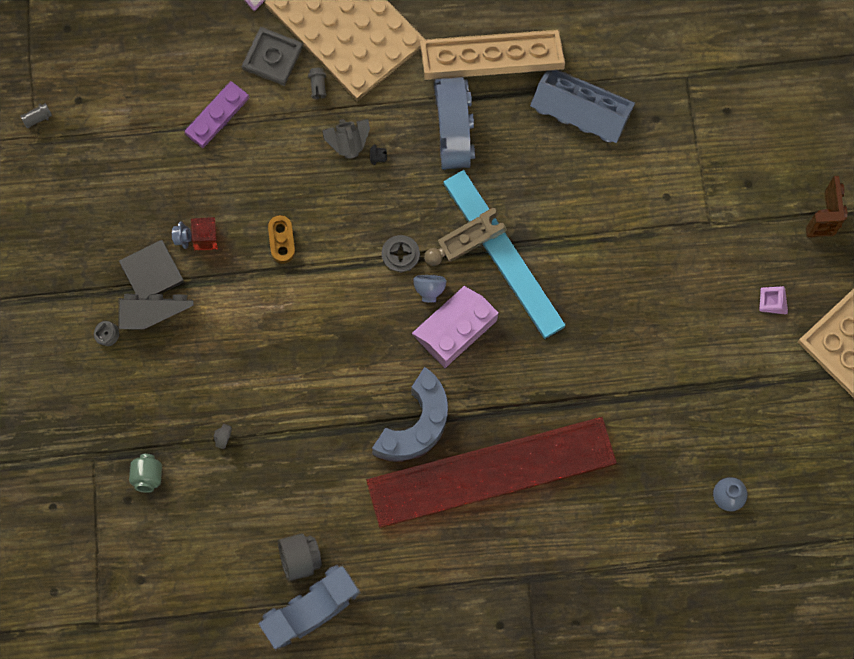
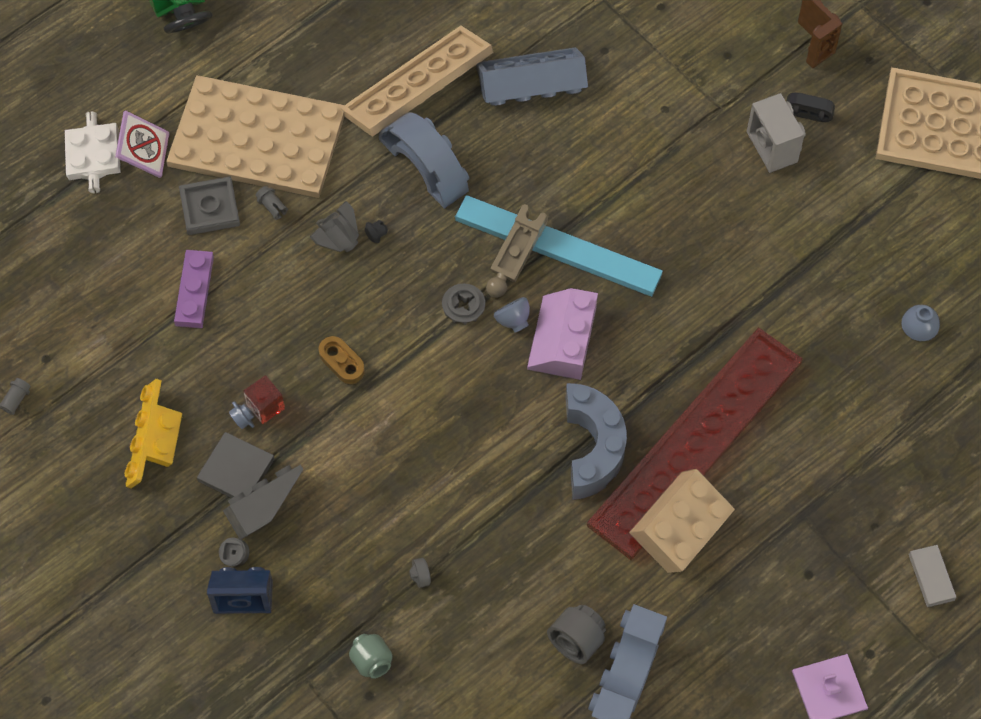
camera: 30 degrees left, 10 degrees down
(89, 365) = (240, 591): none -> dark blue slope
(113, 210) = (155, 434): none -> yellow bracket
(432, 525) = (682, 521): none -> tan brick
(731, 272) = (775, 132): none -> light grey brick
(773, 300) = (827, 136): lavender slope -> none
(776, 268) = (811, 107): none -> black beam

